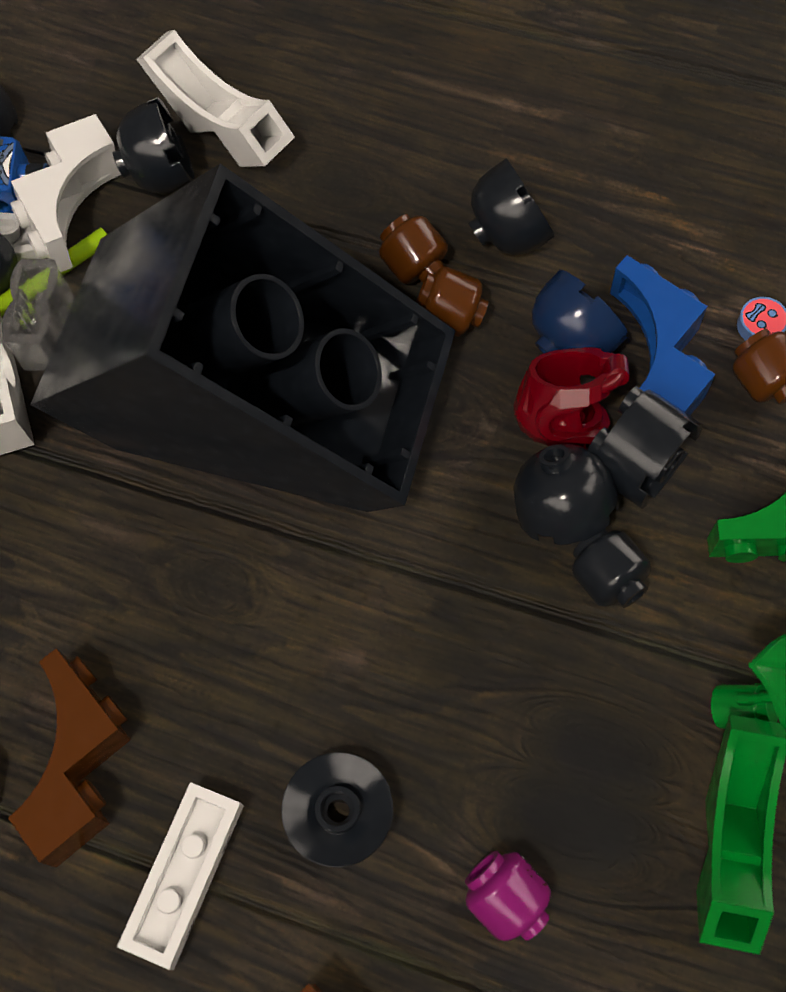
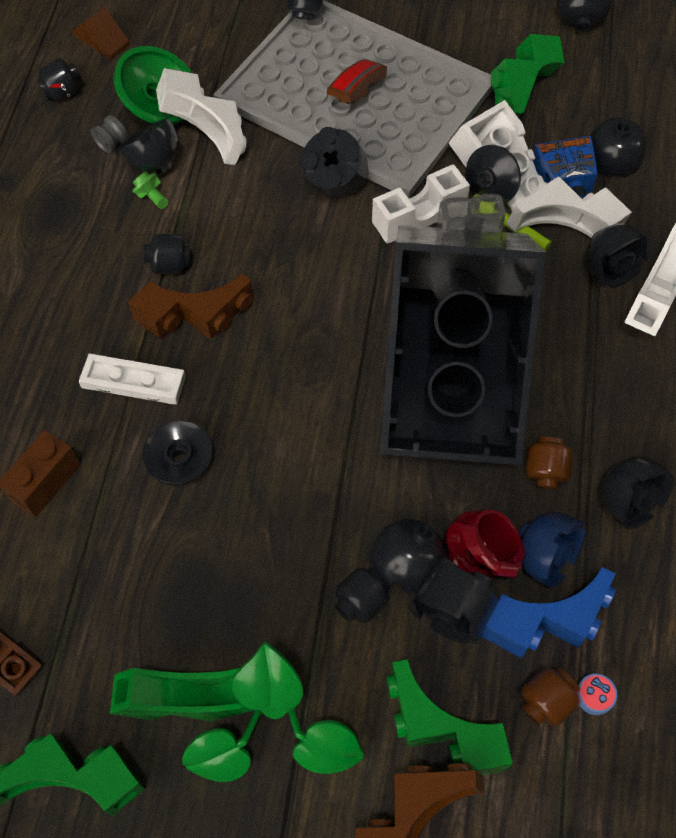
camera: 75 degrees right, 5 degrees down
(412, 248) = (586, 430): reddish brown head -> none
(508, 896) = (134, 558): magenta head -> none

